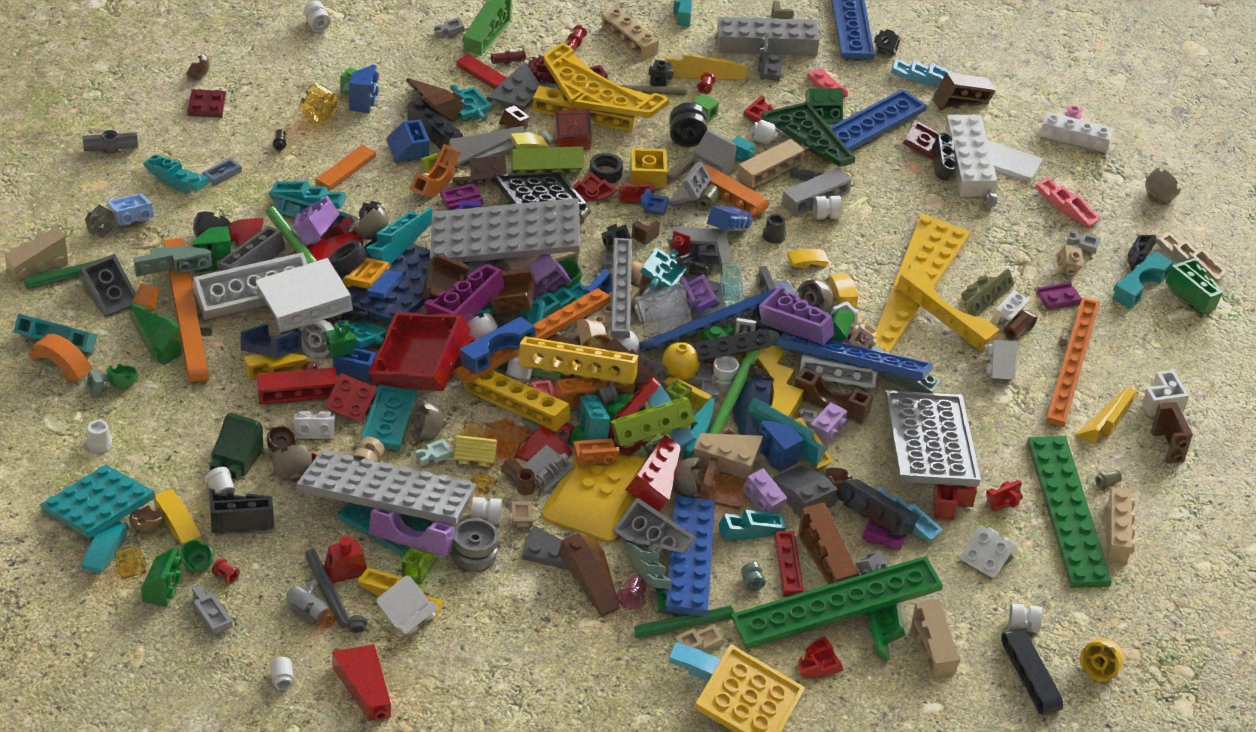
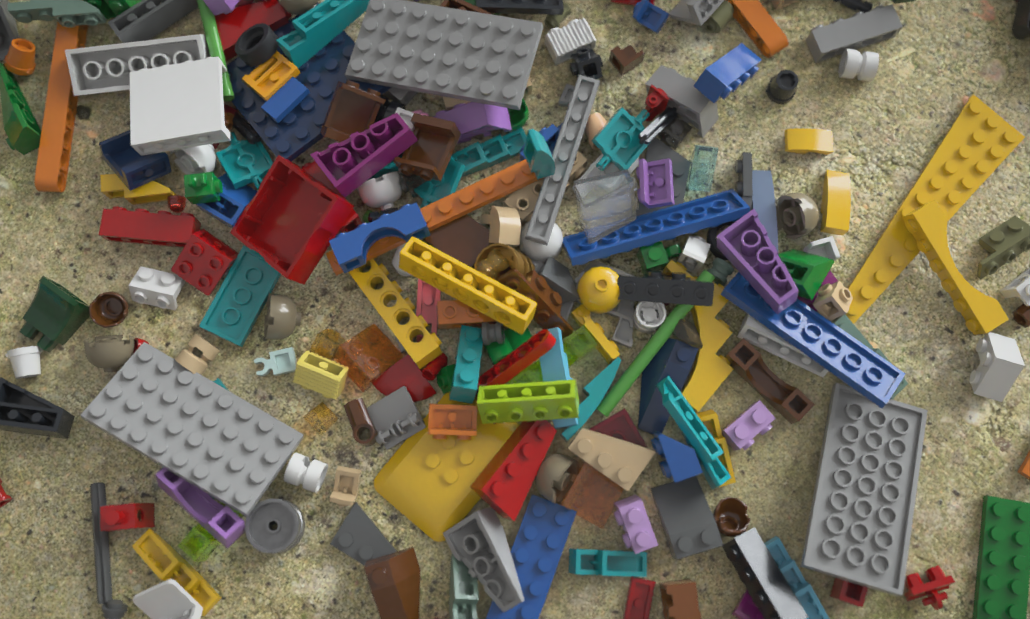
camera: 20 degrees right, 35 degrees up
(309, 607) = (68, 570): light grey piece -> none
(594, 225) = (569, 39): none -> white brick
(606, 272) = (538, 155): none -> teal slope
(807, 416) = (728, 401): light grey tile -> none

